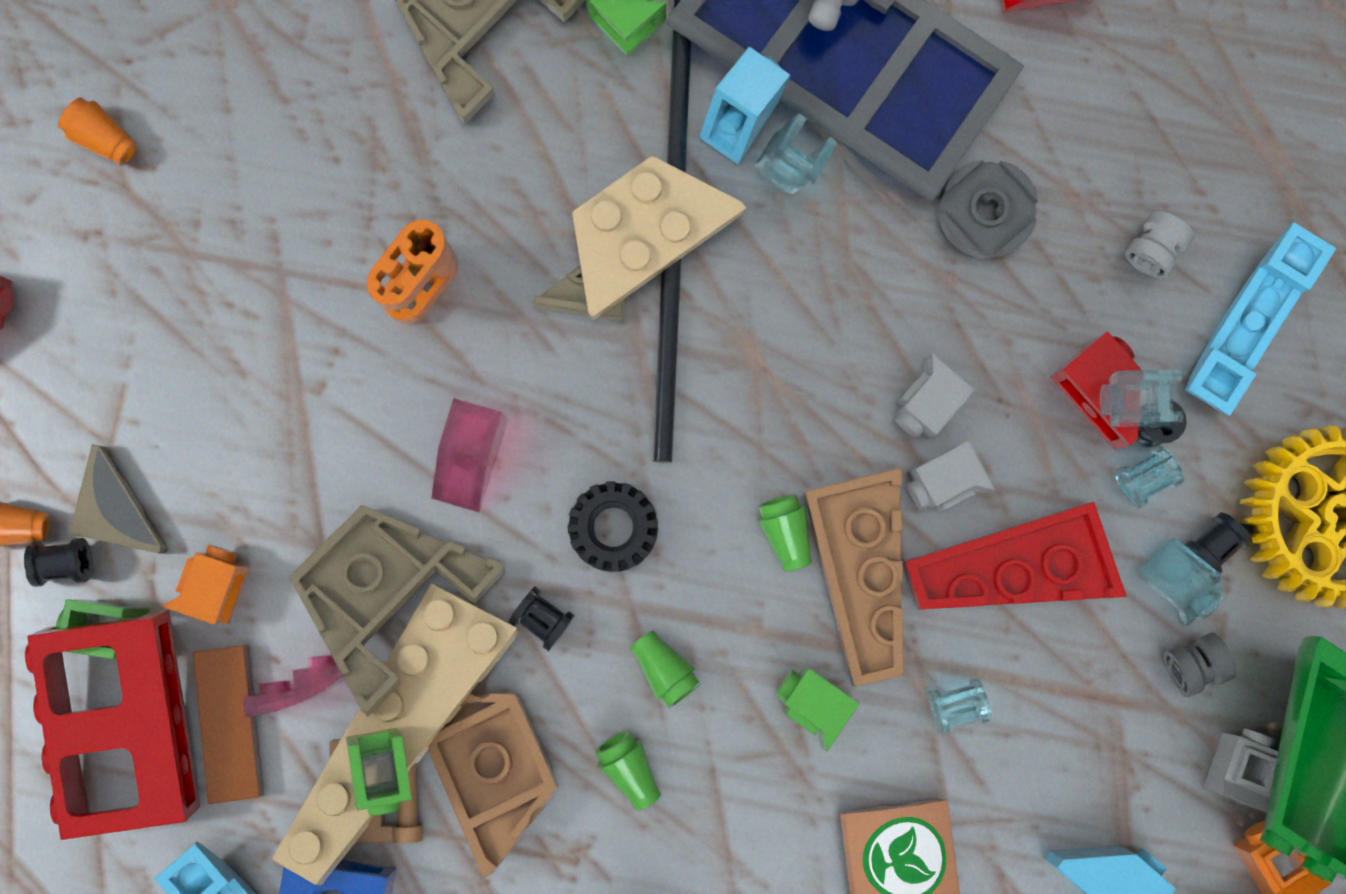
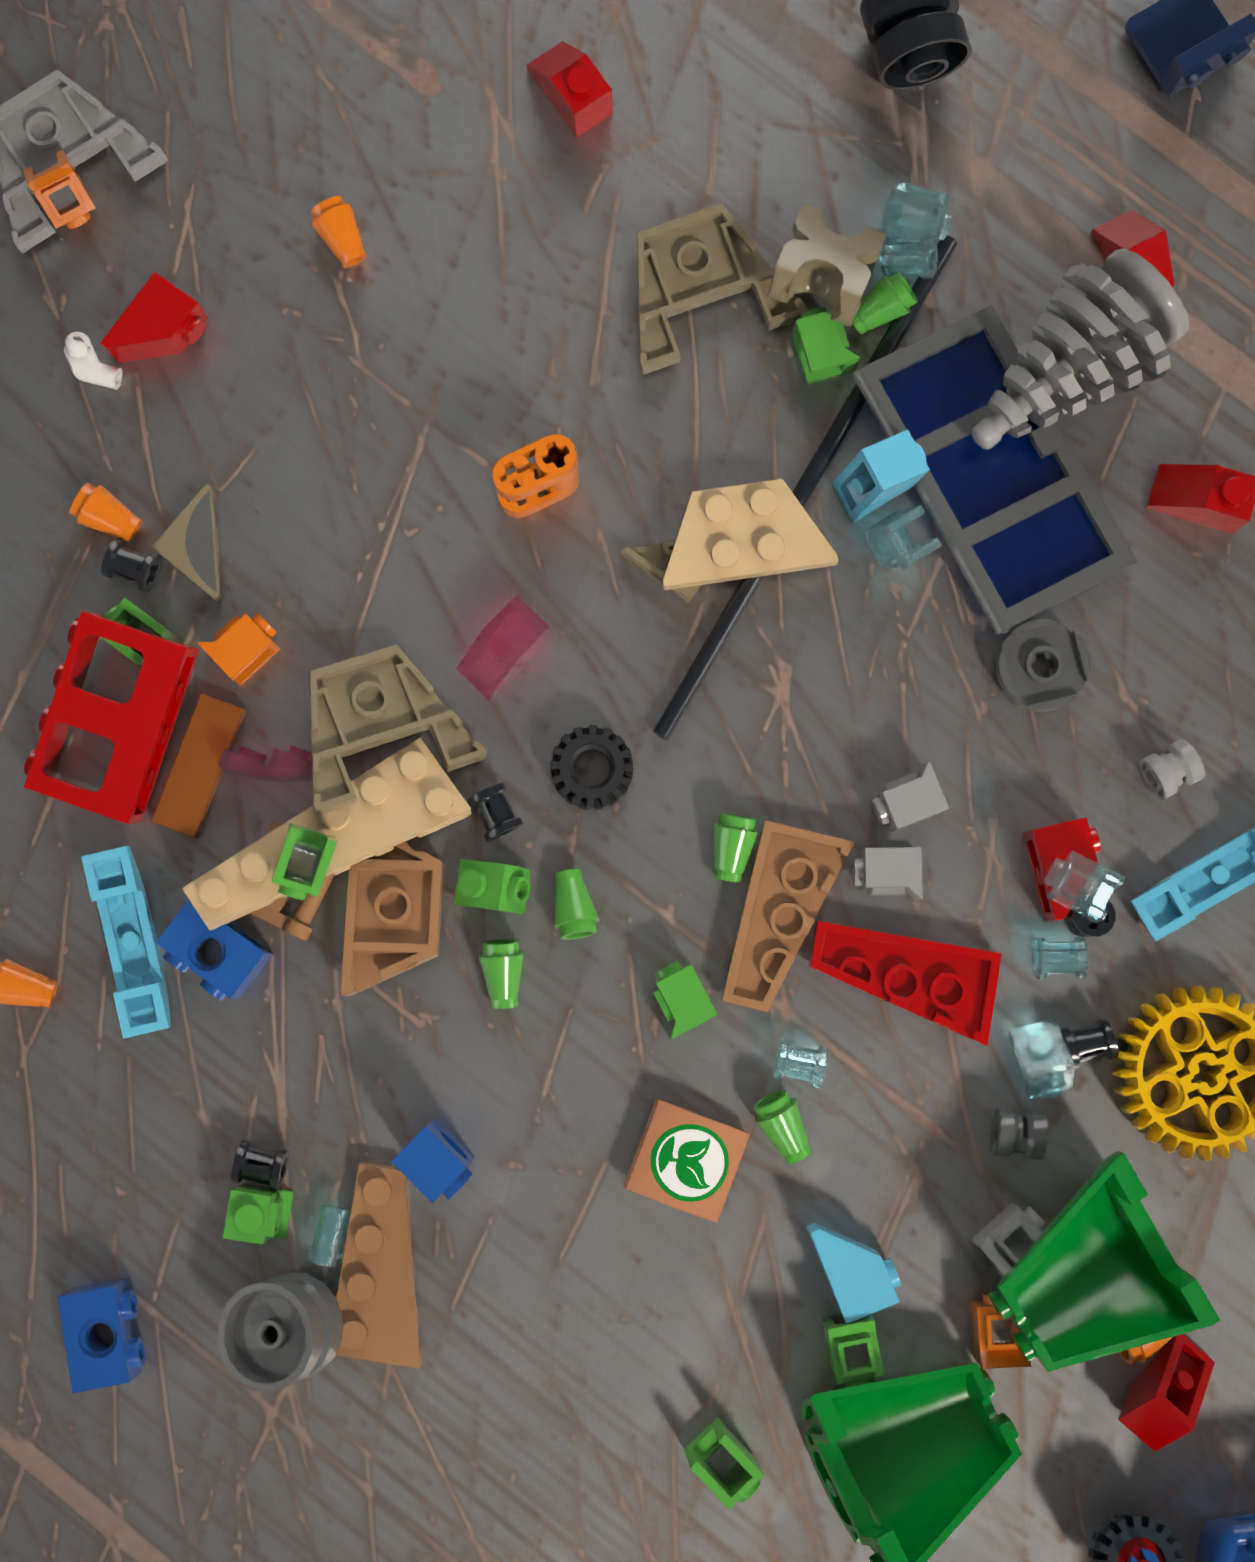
camera: 35 degrees right, 0 degrees up
(576, 692) = (492, 886): none -> bright green bracket
(974, 774) = (783, 1125): none -> bright green cone

